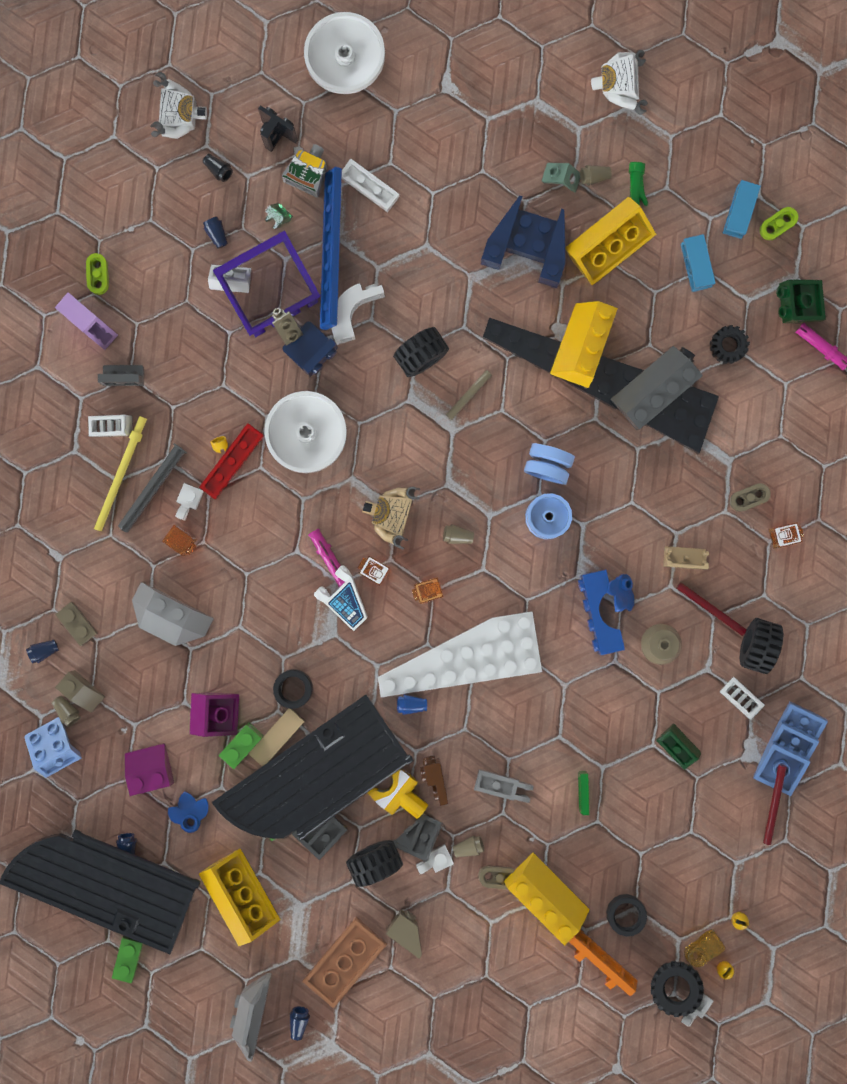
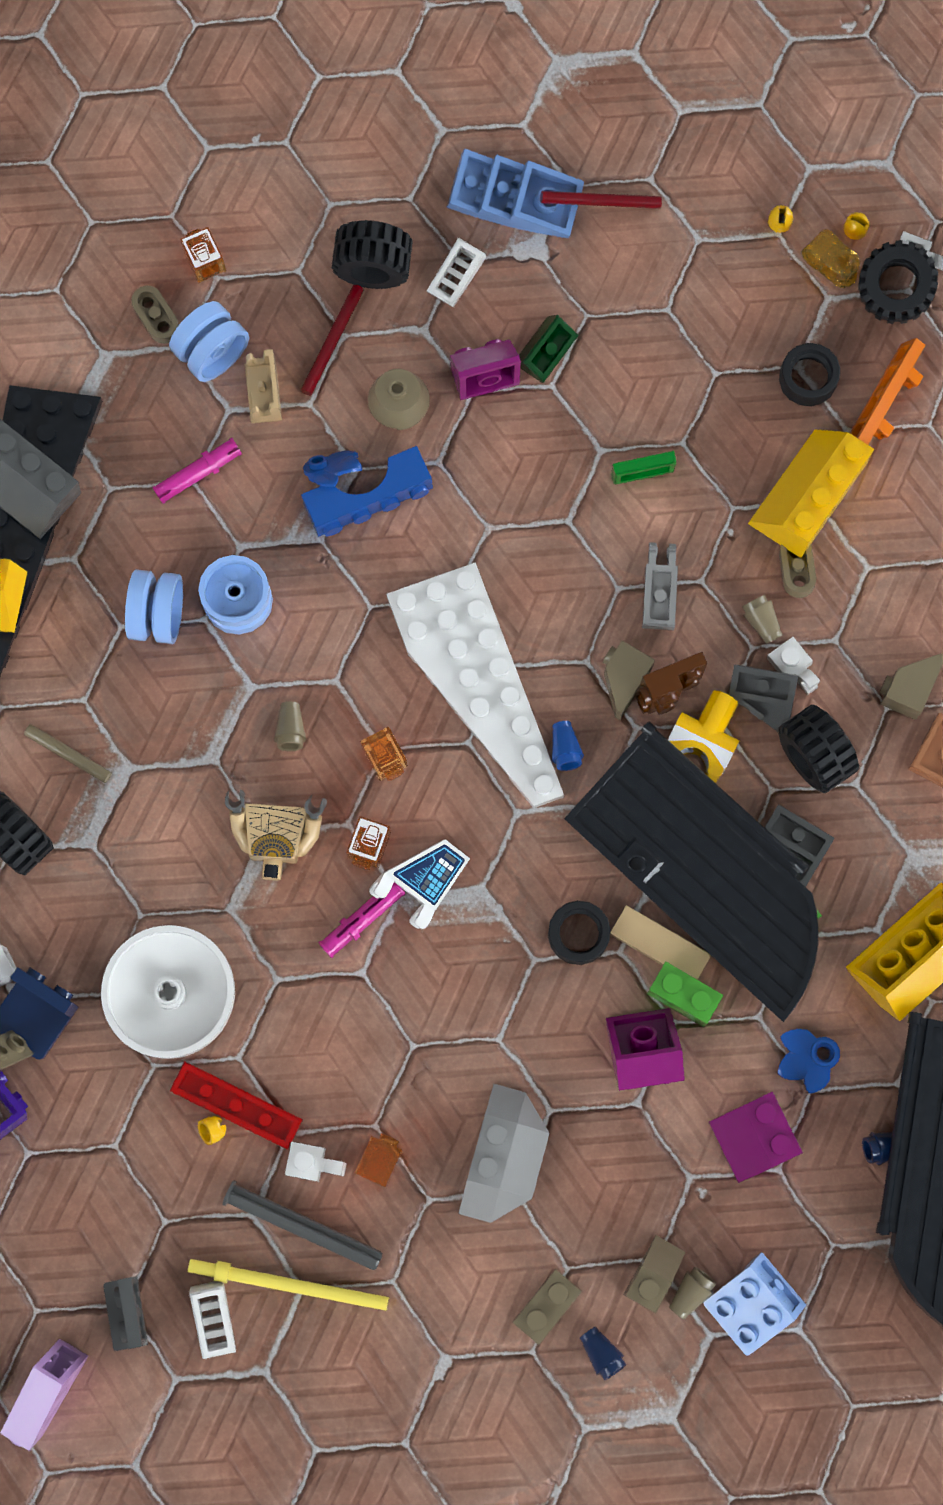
camera: 100 degrees left, 10 degrees down
(448, 751) = (624, 674): none -> dark tan slope
(637, 505) = (197, 470): none -> dark pink pin
(670, 704) = (485, 368): none -> magenta slope
(721, 529) = (209, 341): none -> light blue wheel

